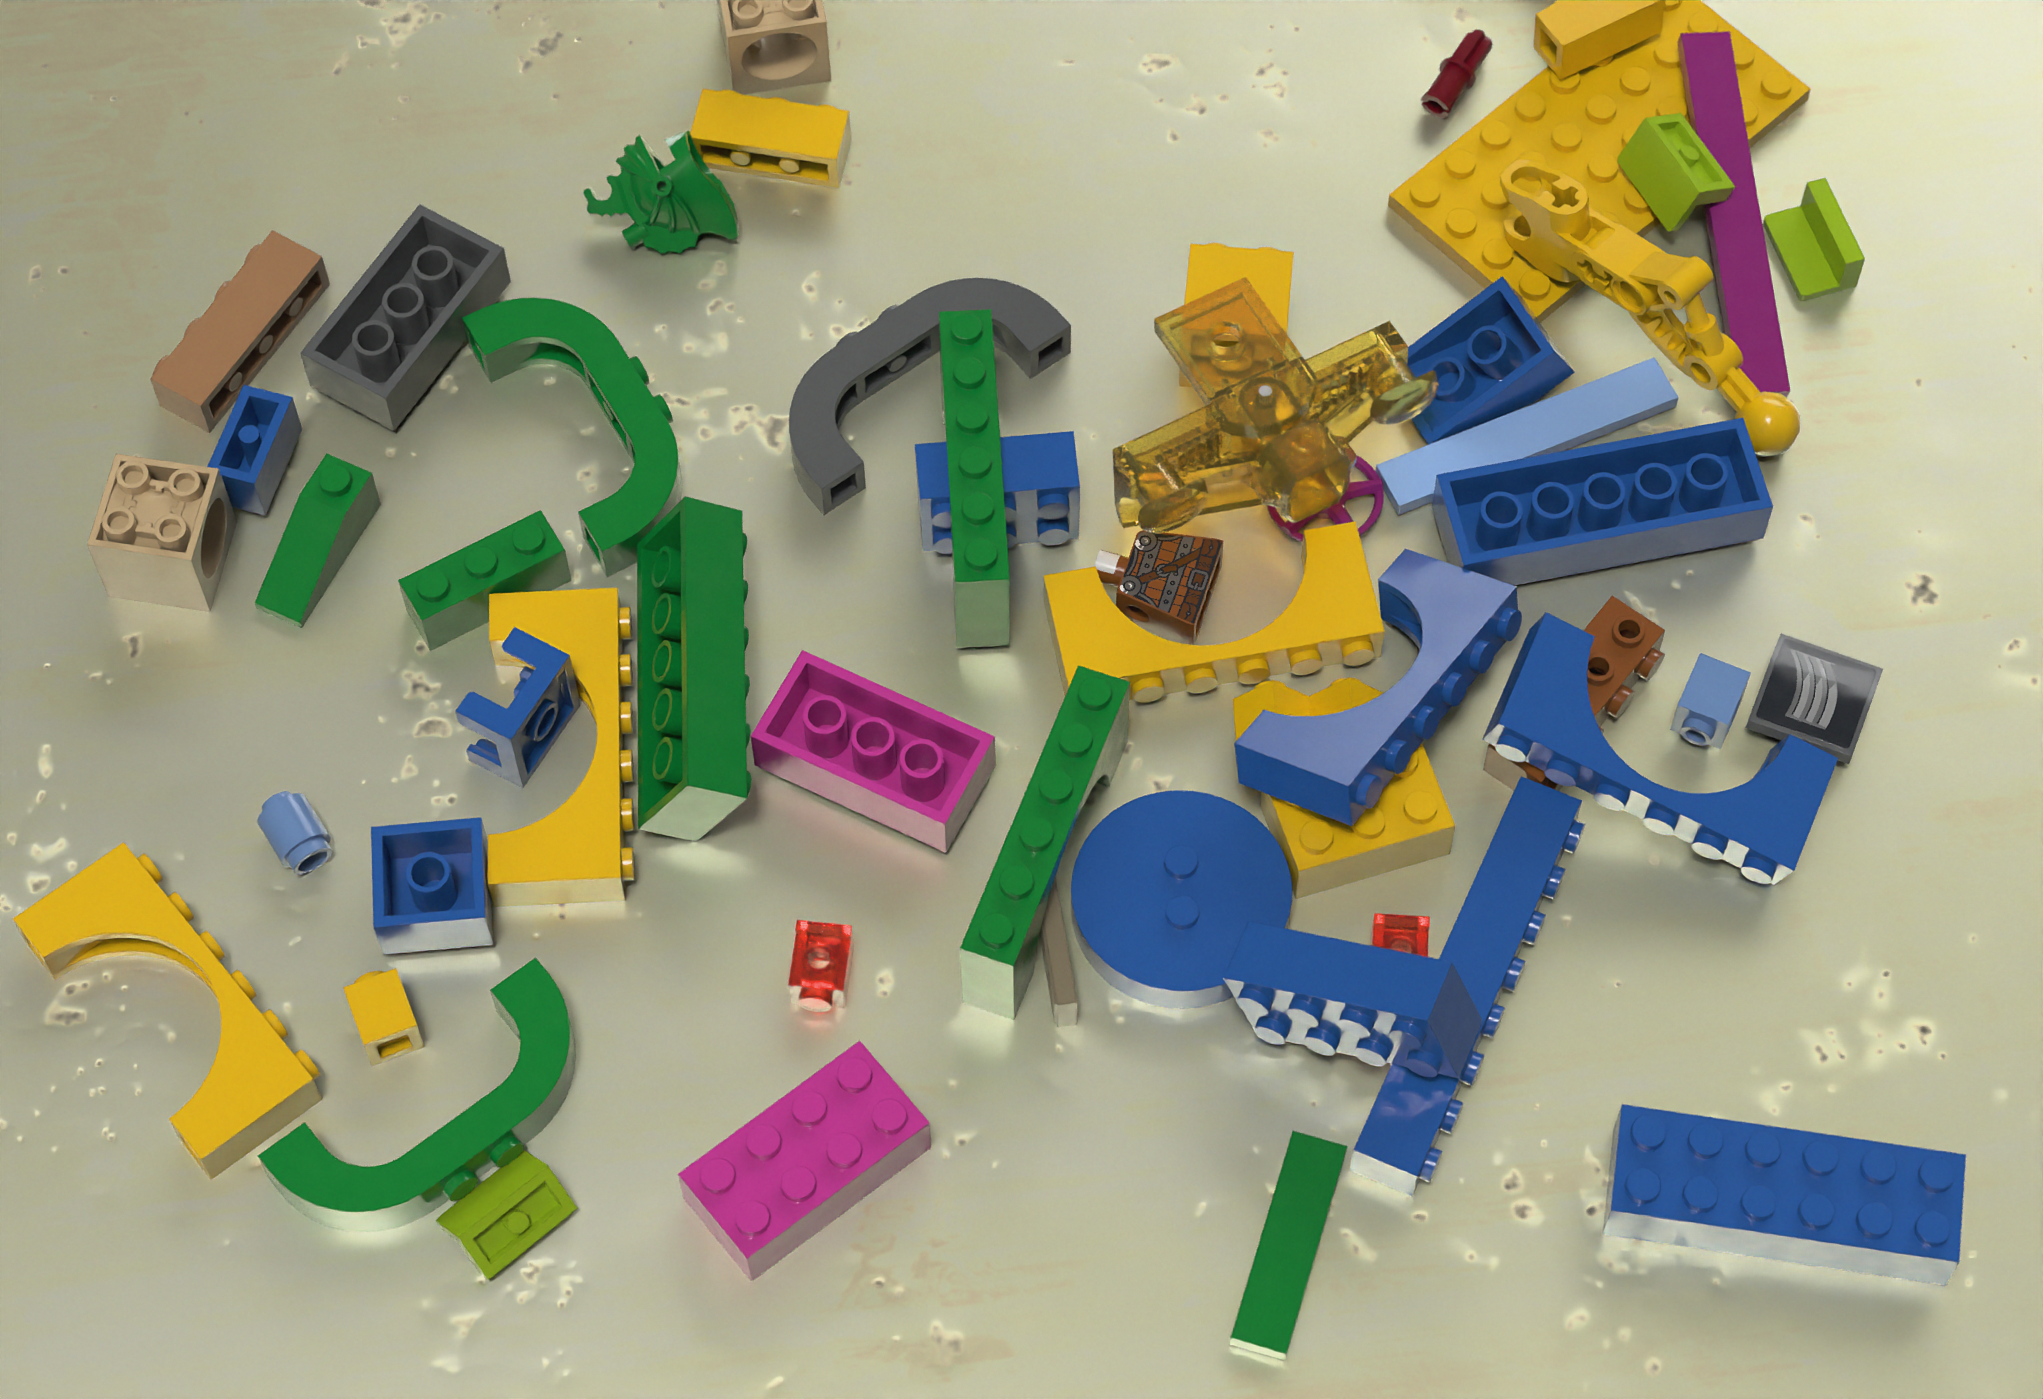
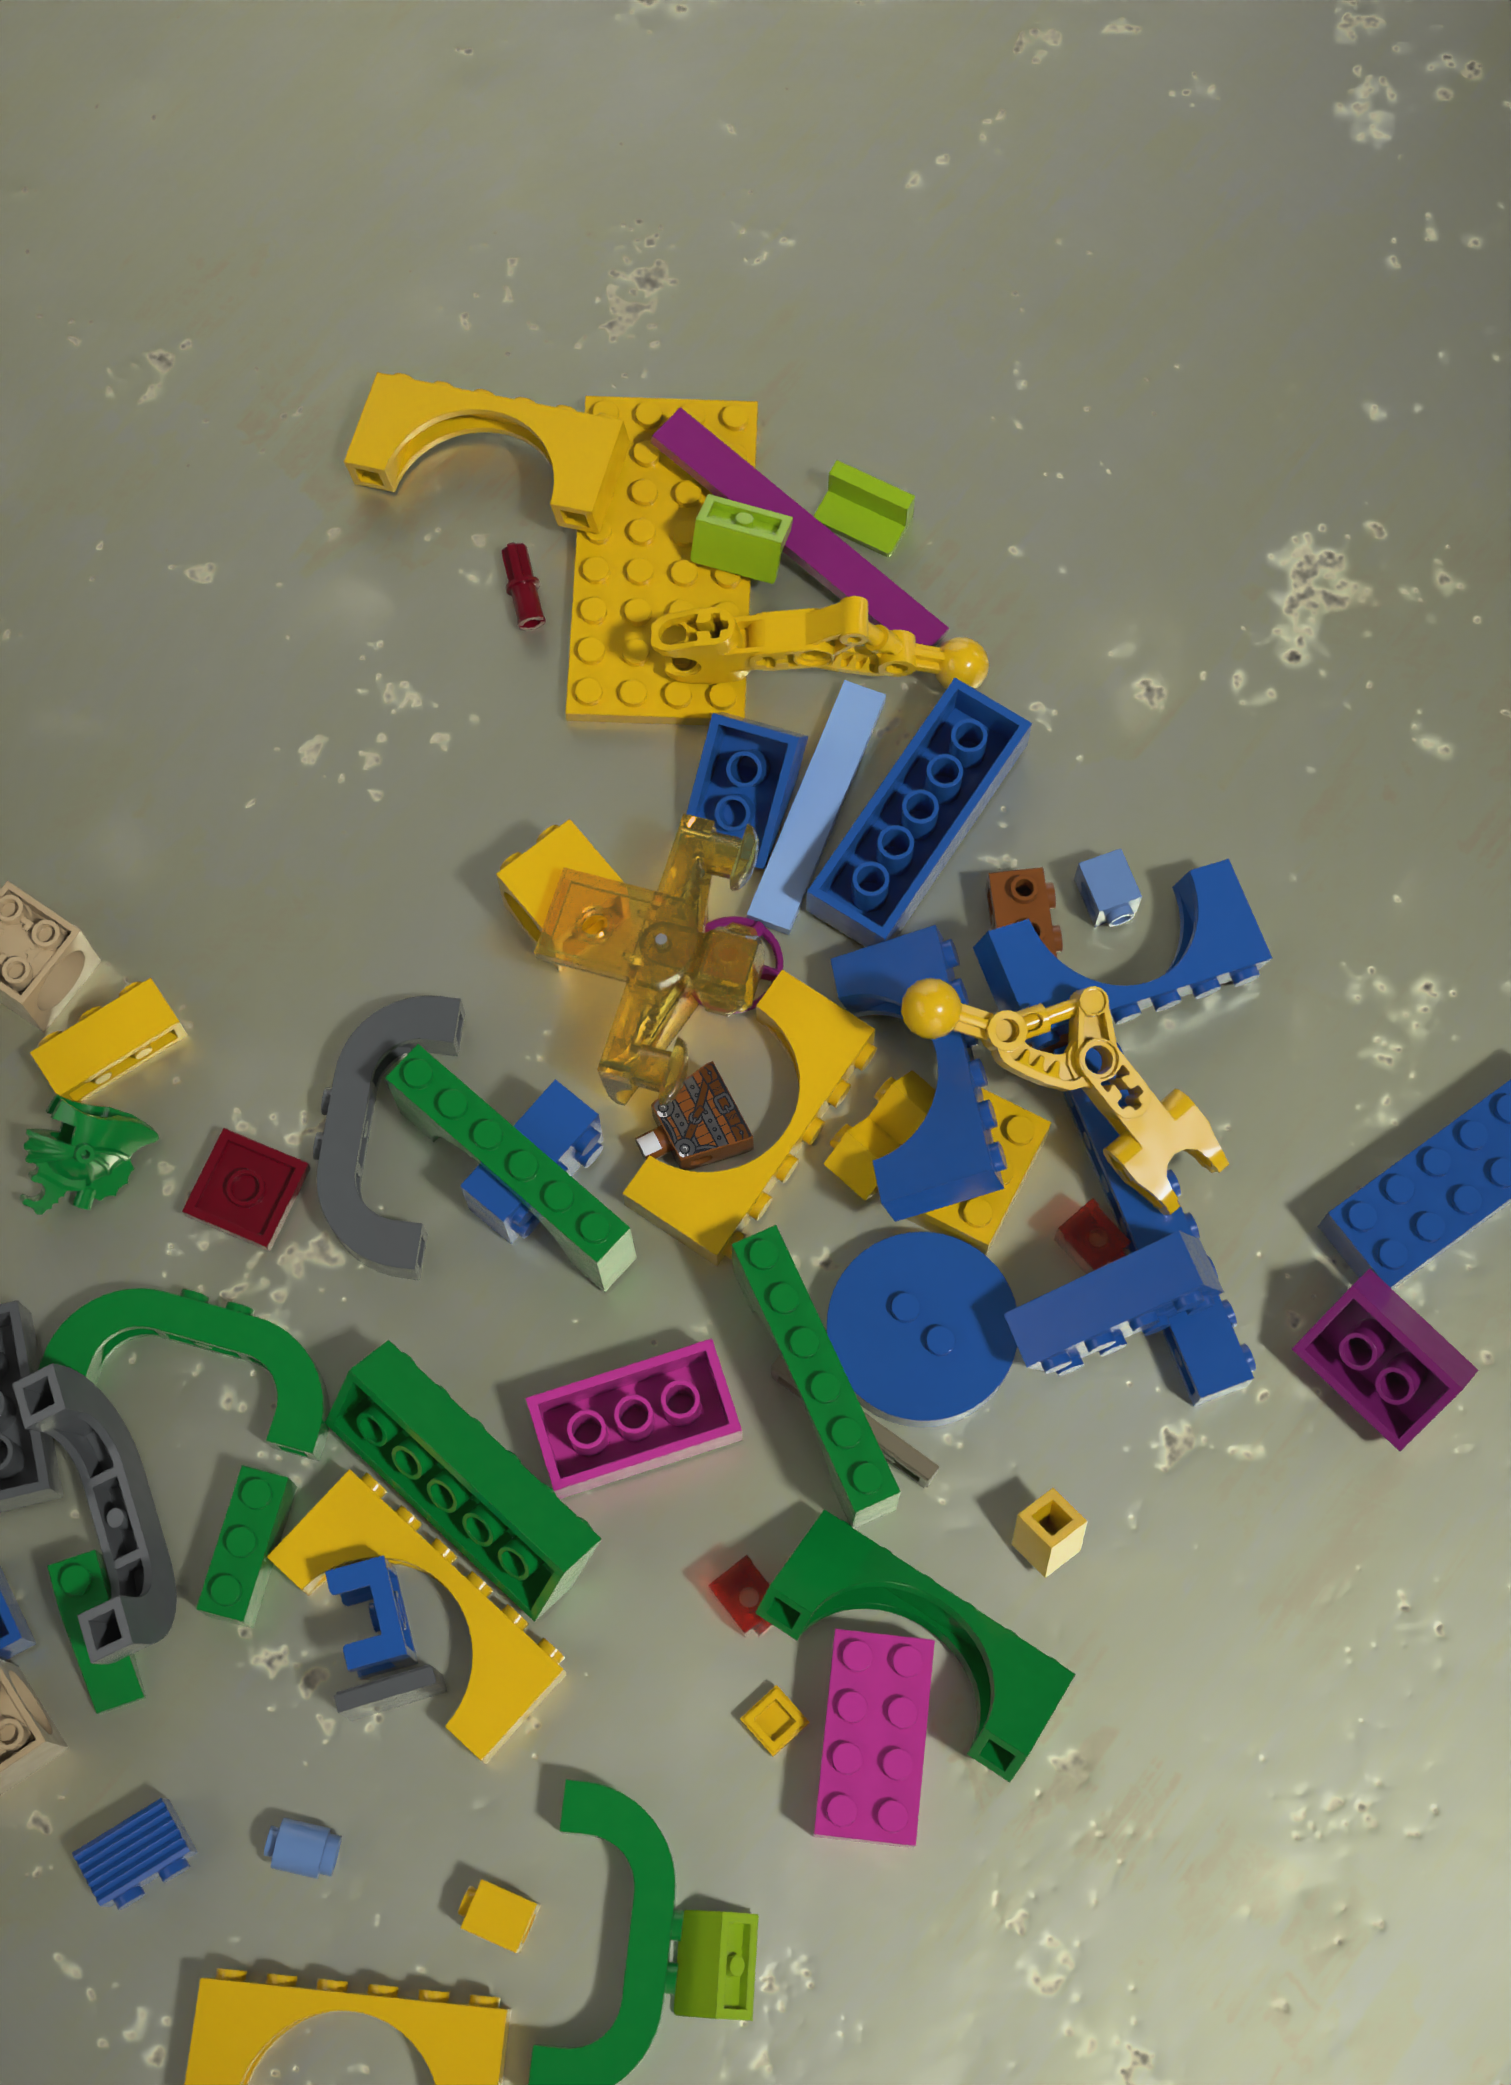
camera: 45 degrees left, 10 degrees up
(174, 721) = (135, 1854): none -> blue brick
(429, 464) = (121, 1507): none -> dark grey arch
(431, 886) = (441, 1797): blue brick -> none
(474, 773) = (390, 1692): none -> dark grey tile
(744, 1081) = (774, 1721): none -> yellow tile
(760, 330) = (246, 1189): none -> dark red plate
(917, 1011) = (1010, 1678): none -> green arch
(1114, 1137) = (1049, 1532): none -> yellow brick
(1288, 1245) = (1211, 1493): green tile -> none
(1526, 892) = (1147, 1127): none -> yellow piece
(1547, 1263) = (1385, 1360): none -> magenta brick
(1814, 697) = (1164, 827): slope -> none

